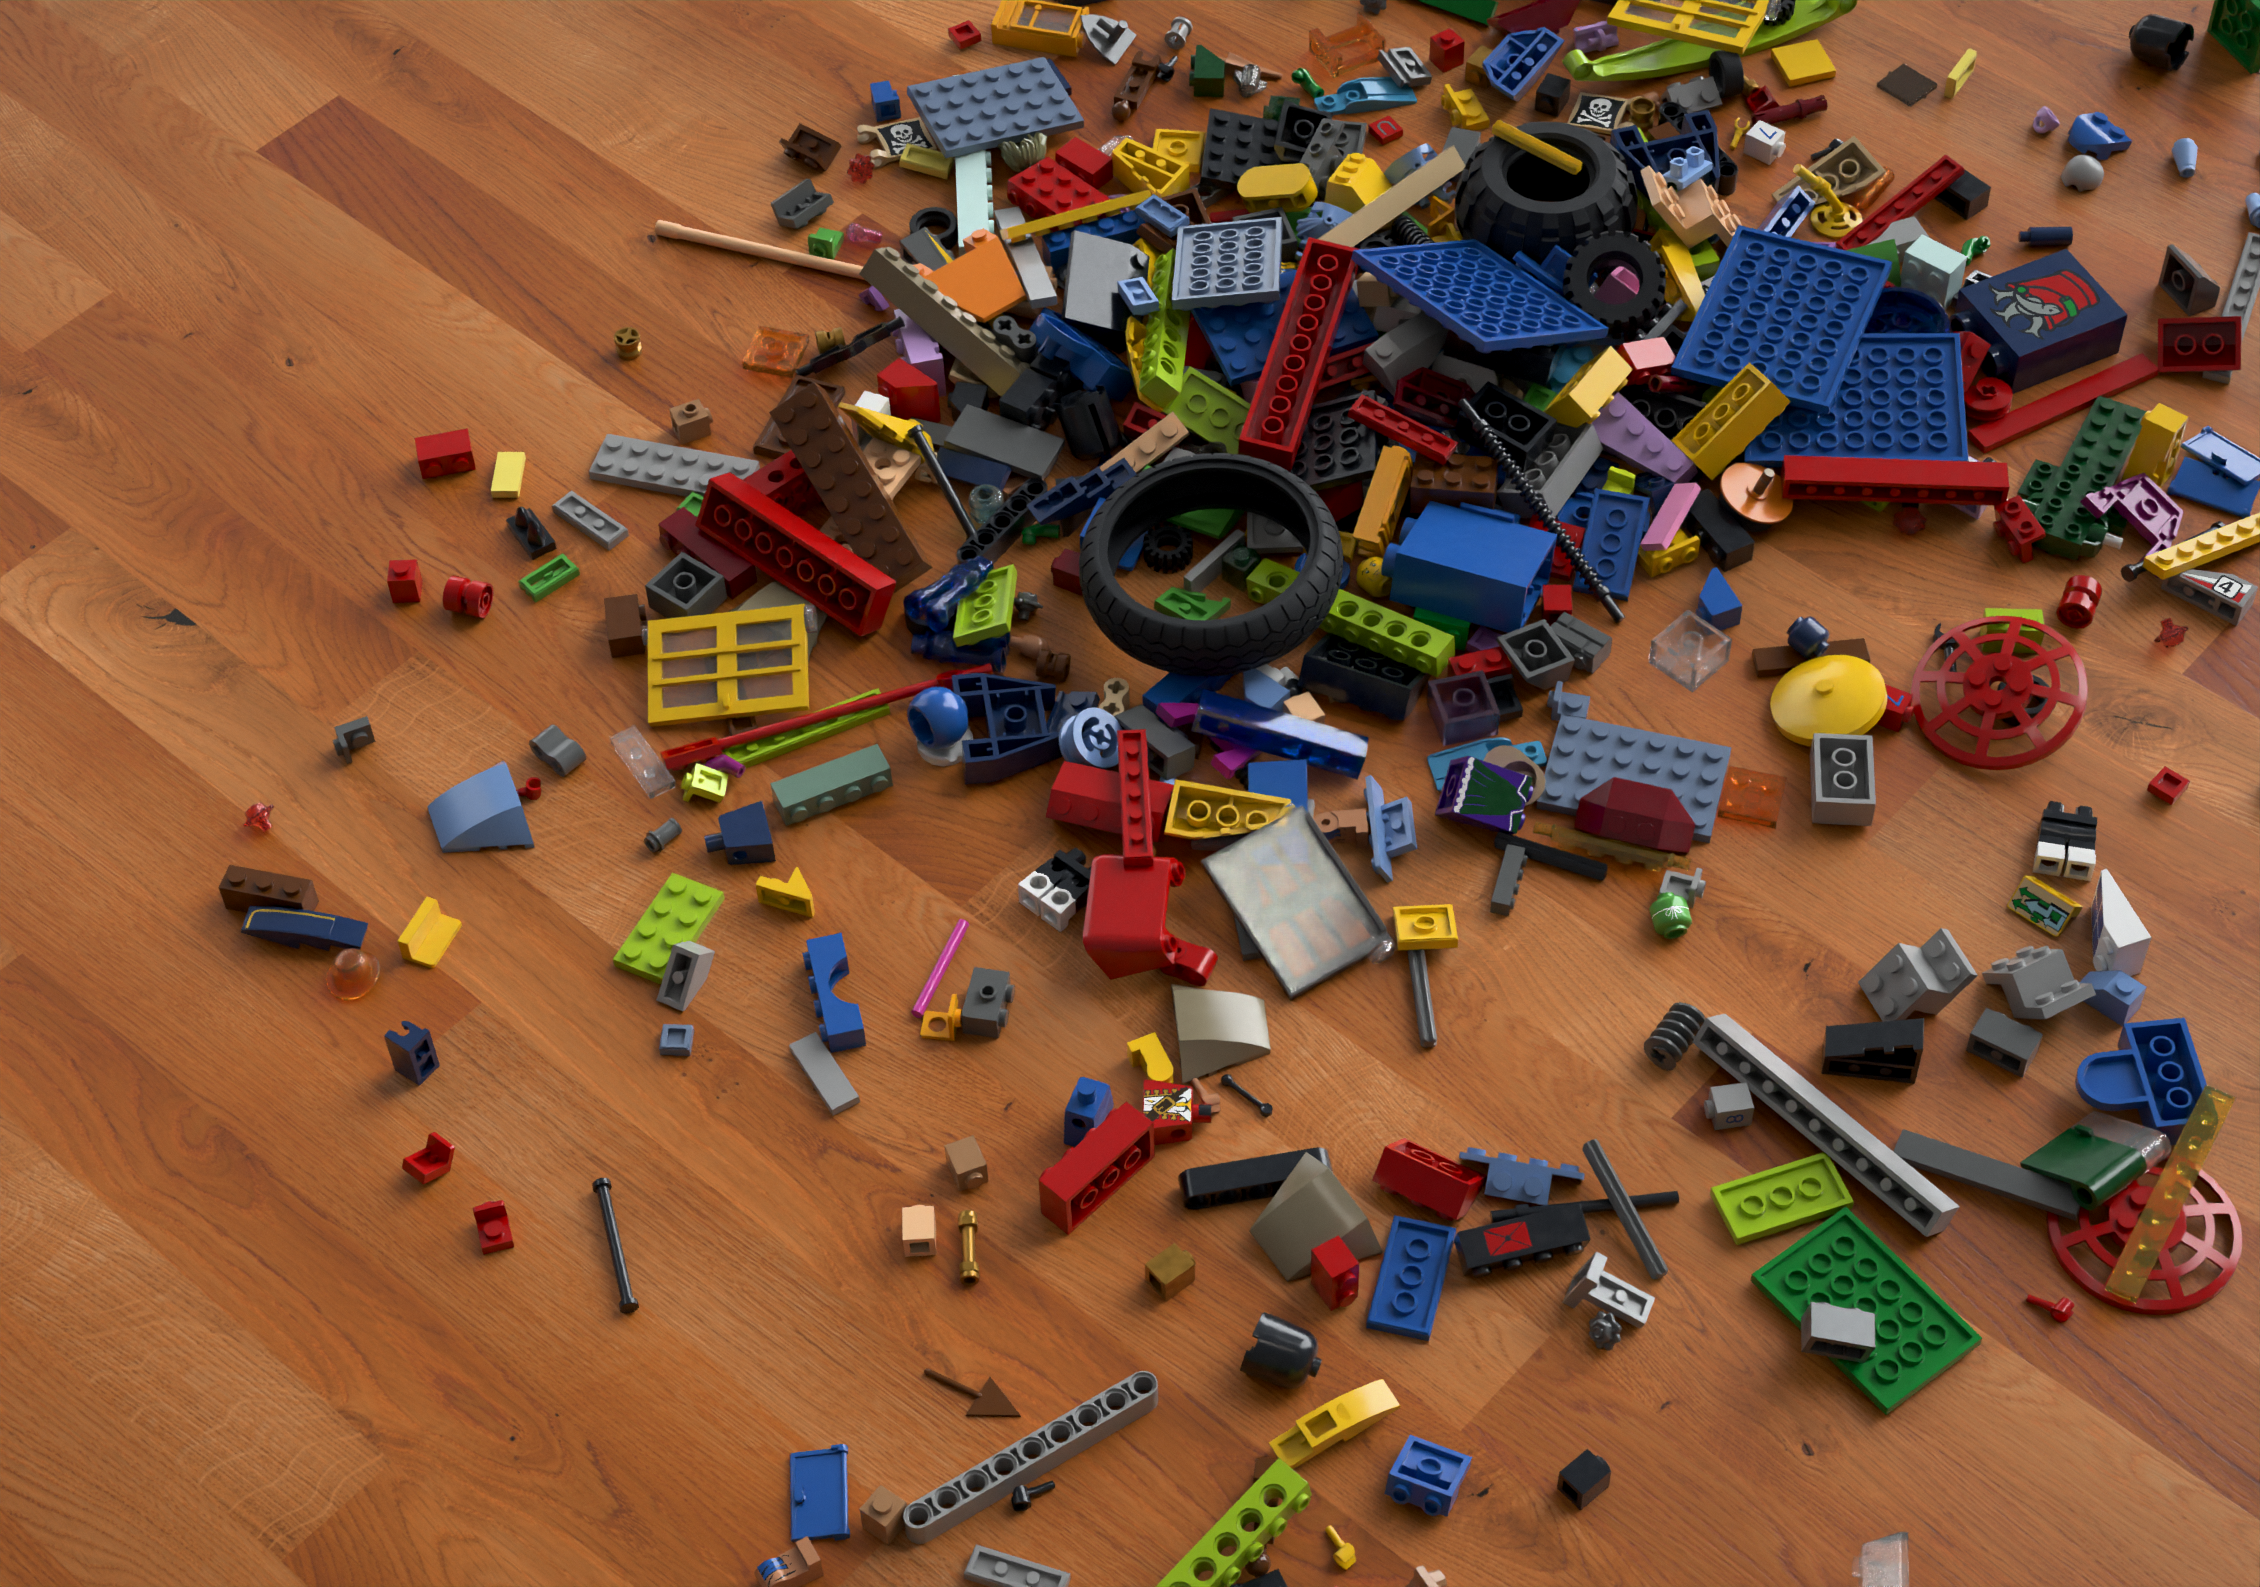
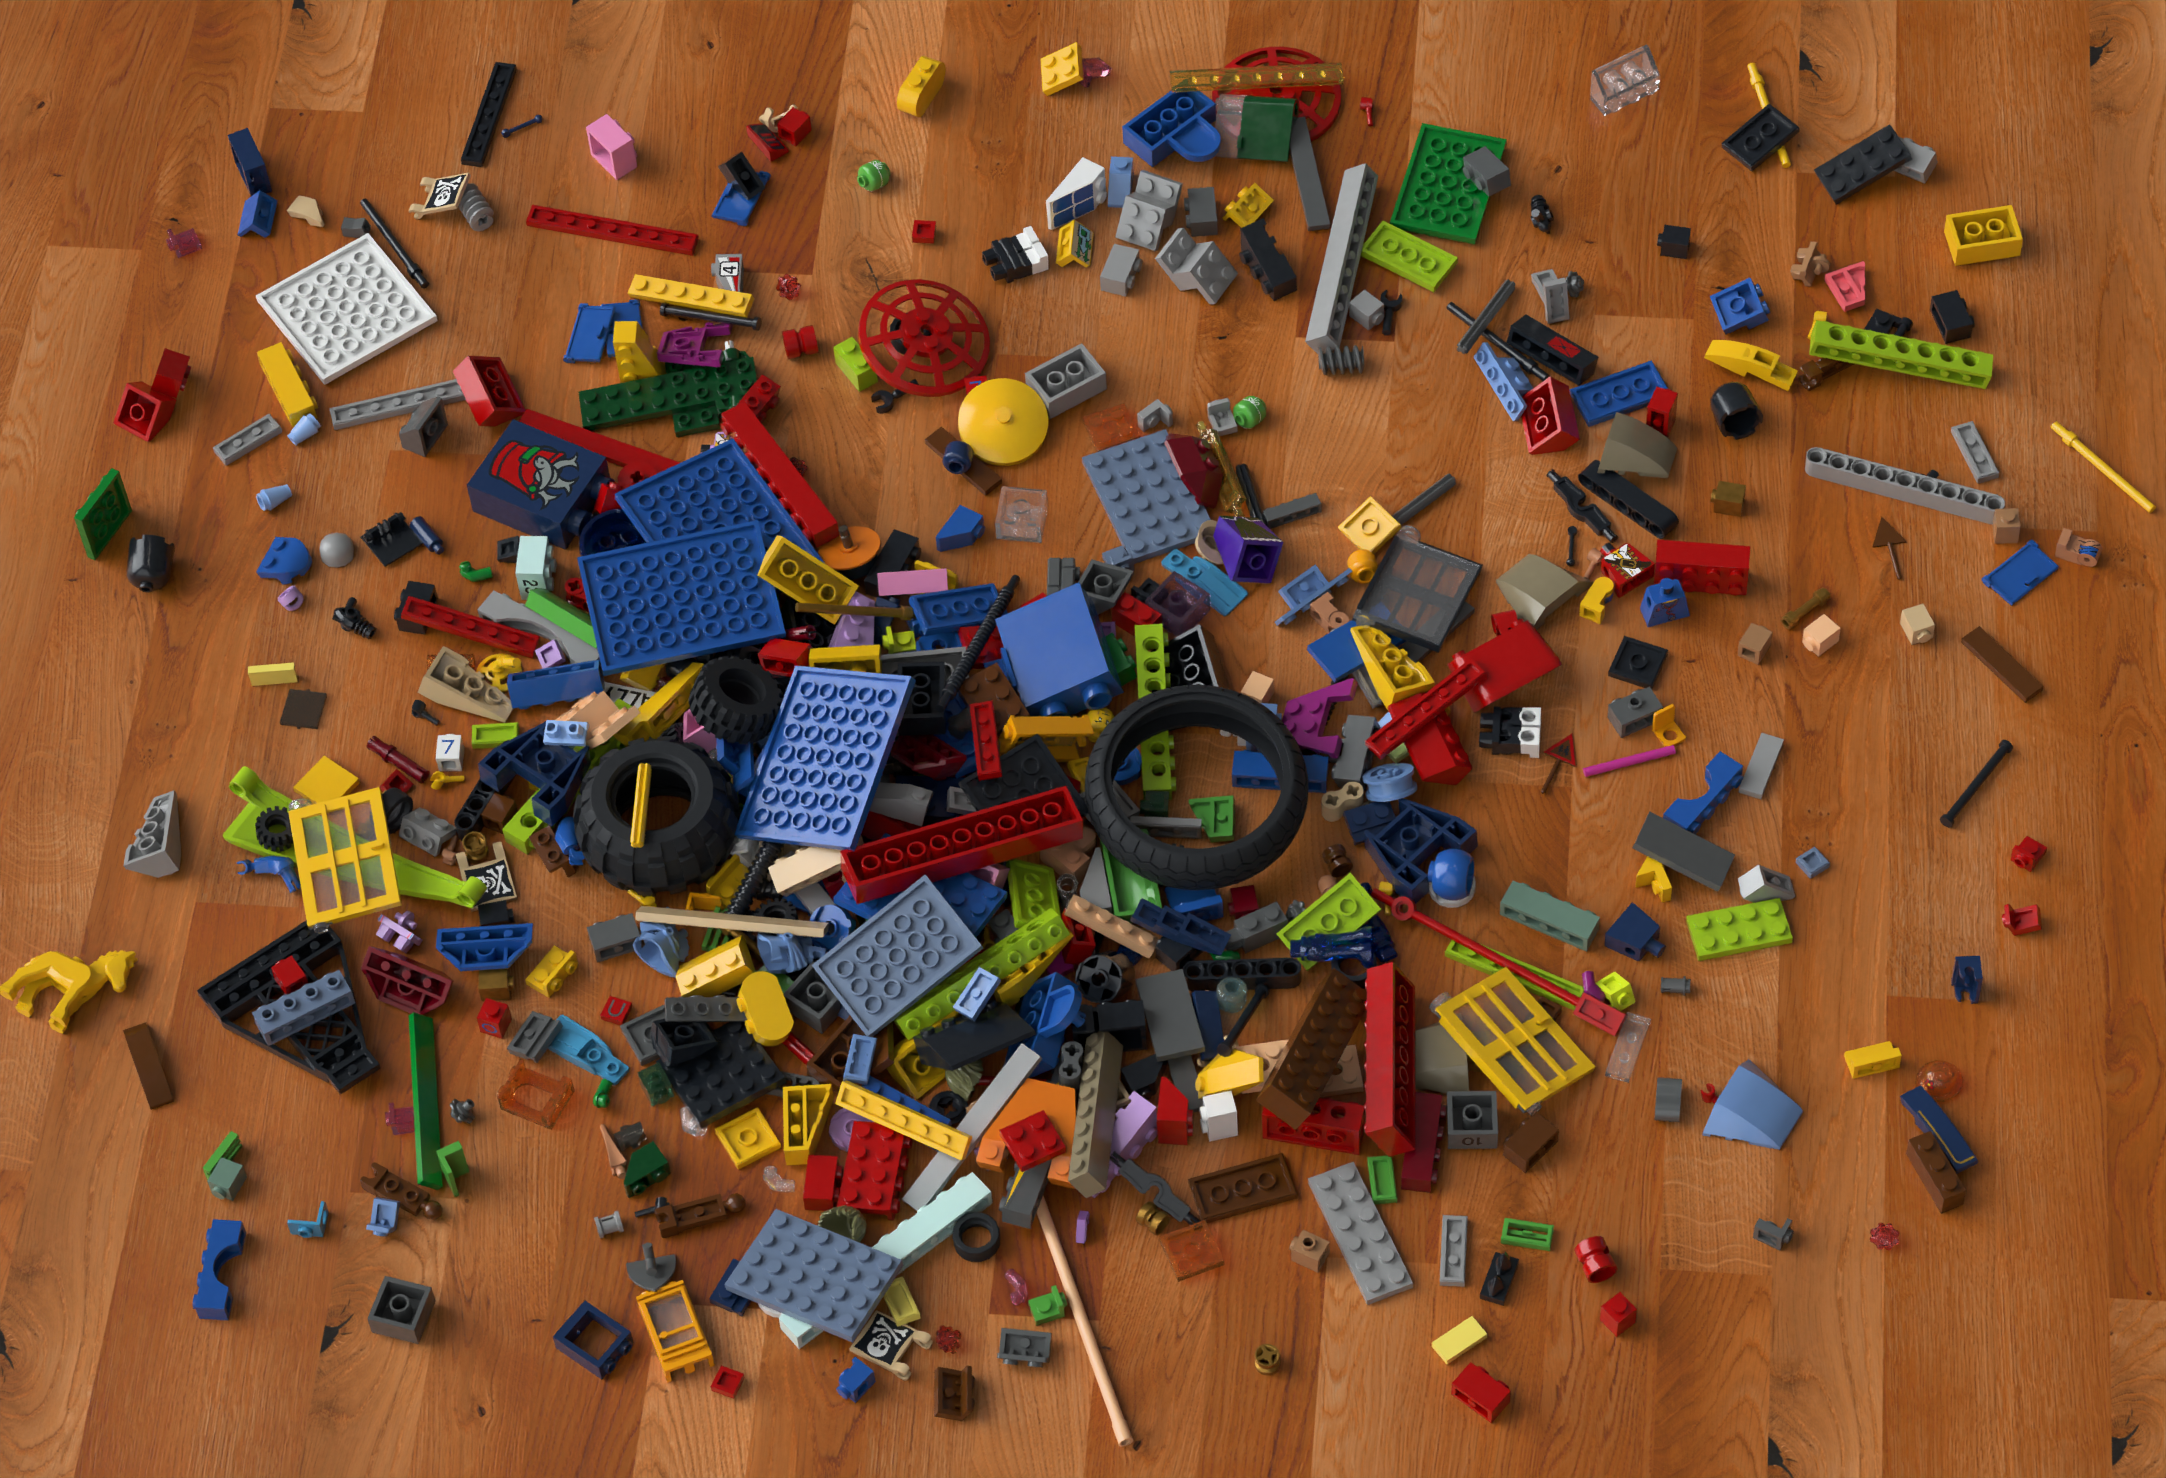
camera: 125 degrees left, 5 degrees up
(726, 1382) = (2002, 664): none -> reddish brown tile
(785, 923) = (1683, 851): none -> dark grey tile
(846, 1330) = (1917, 624): none -> tan brick
(957, 259) = (1032, 1141): none -> red plate
(1003, 923) = (1563, 752): none -> piece
(1036, 561) = (1257, 928): none -> dark grey brick
(1047, 1054) = (1638, 662): none -> black tile
(1272, 1136) = (1589, 514): none -> black piece
(1280, 734) = (1296, 677): clear blue brick -> none
(1380, 889) = (1363, 565): none -> light orange head
(1662, 436) = (904, 612): none -> pearl gold bar
(1723, 1139) = (1389, 307): none -> black piece
(1734, 1366) = (1541, 214): none -> black piece
(1736, 835) = (1153, 414): none -> light grey bracket
(1762, 185) = (493, 734): none -> lime tile
(1972, 919) = (1120, 270): none -> light grey brick
(1978, 1090) = (1249, 207): none -> yellow bracket
(1982, 144) = (352, 620): none -> black piece
(2065, 210) = (391, 539): none -> black hinge

